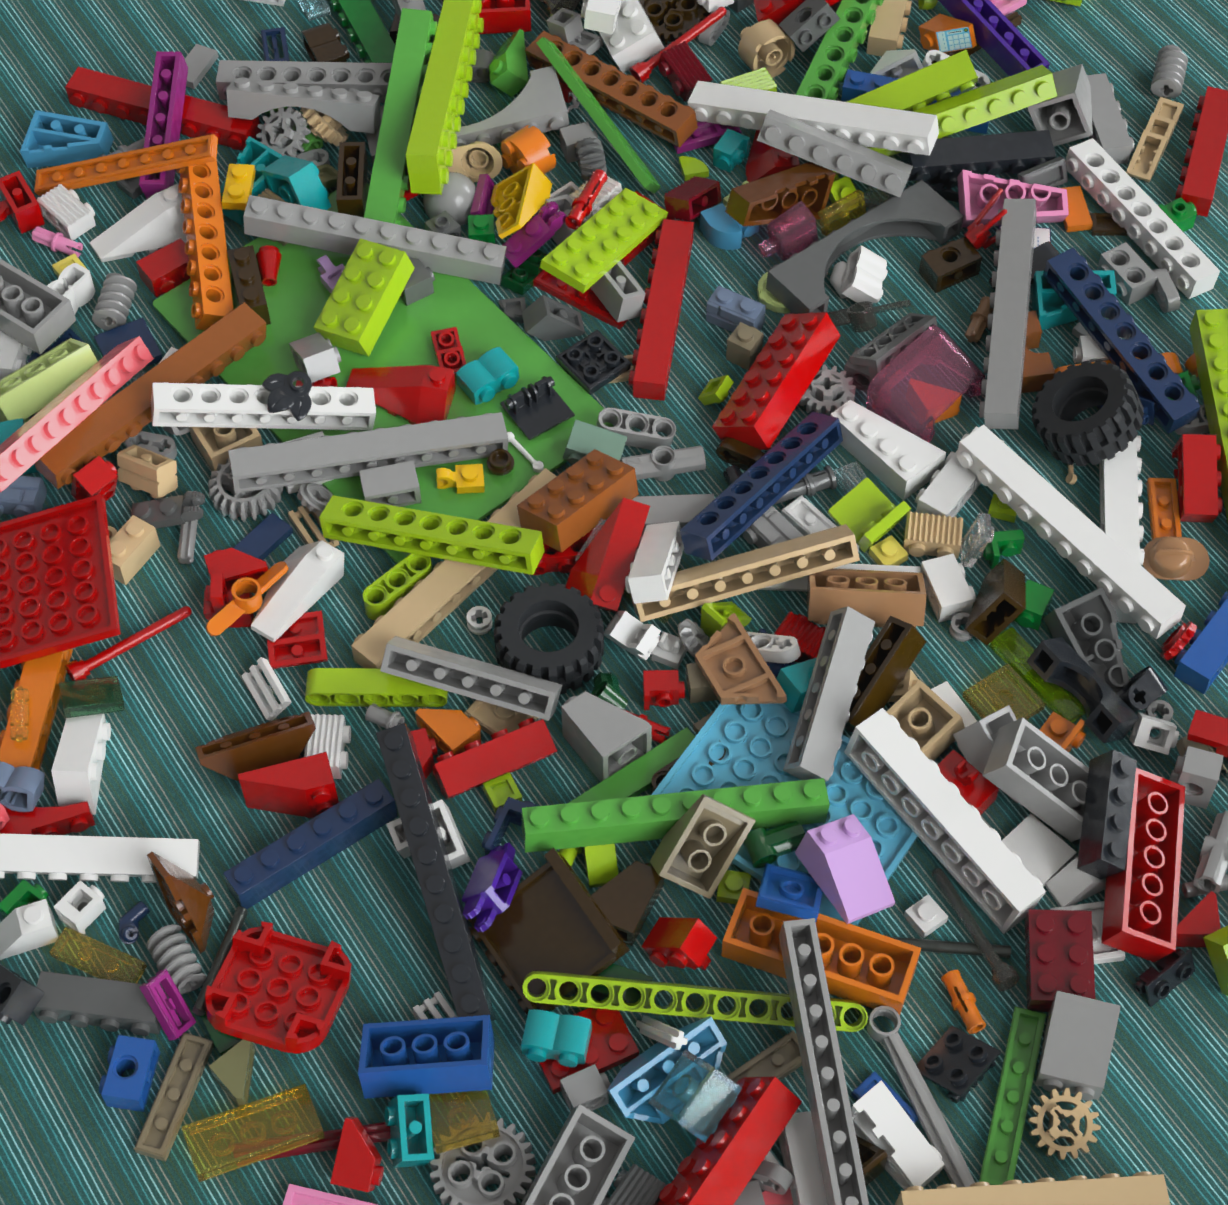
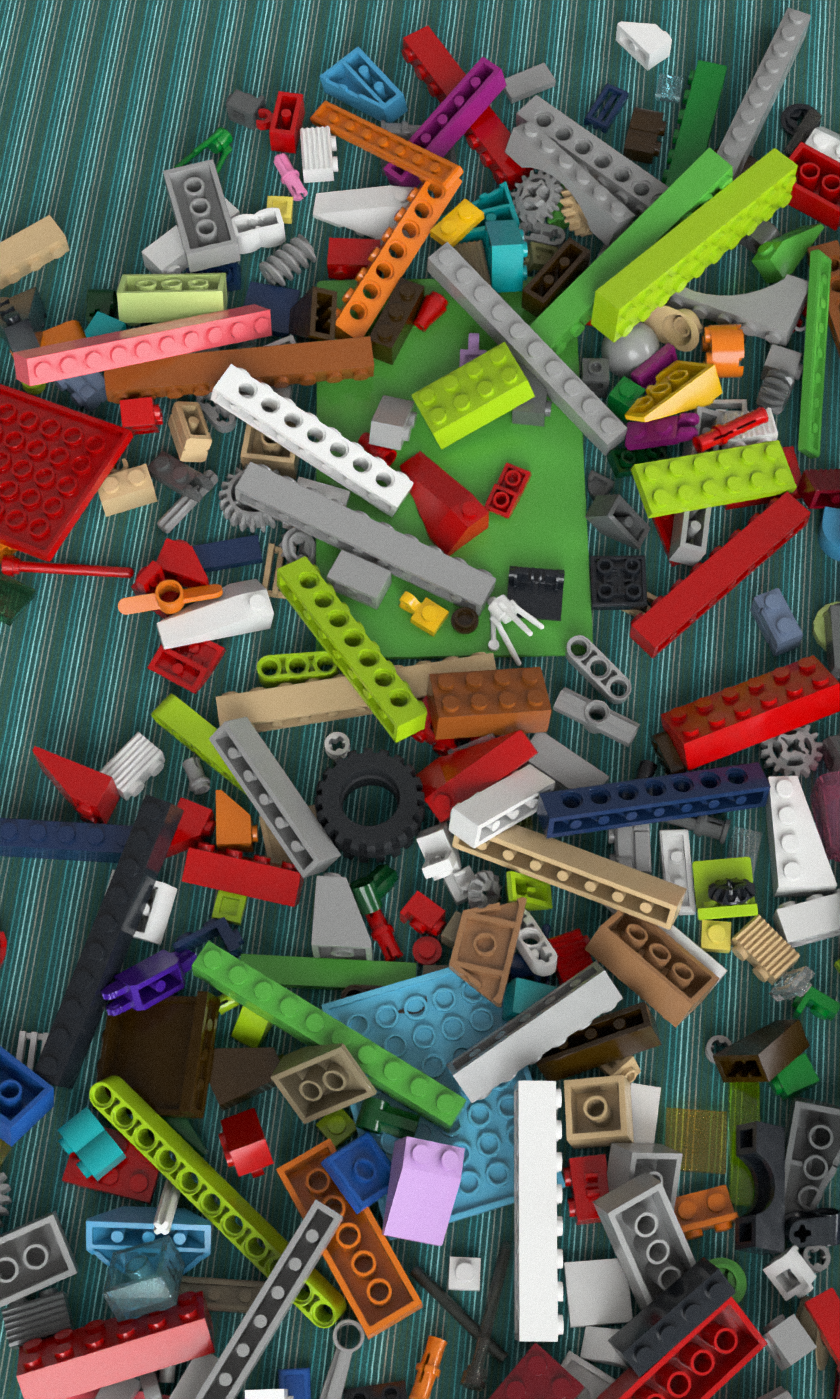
camera: 40 degrees right, 10 degrees up
(179, 319) = (314, 315): none -> dark brown slope
(258, 746) = (79, 728): reddish brown wedge -> none
(263, 693) = (130, 684): white tile -> none
(287, 396) = (329, 445): black plate -> none
(487, 376) = (518, 535): teal brick -> none
(528, 432) = (506, 610): none -> white plant
(585, 1088) = (82, 1200): light grey brick -> none
(588, 437) = (555, 663): sand green brick -> none
(686, 713) = (427, 950): none -> red plate
(716, 390) = (698, 682): lime plate -> none
(744, 345) = (757, 657): dark tan brick -> none
(877, 506) = (731, 891): none -> black gear
(947, 587) = (734, 1005): white brick -> none

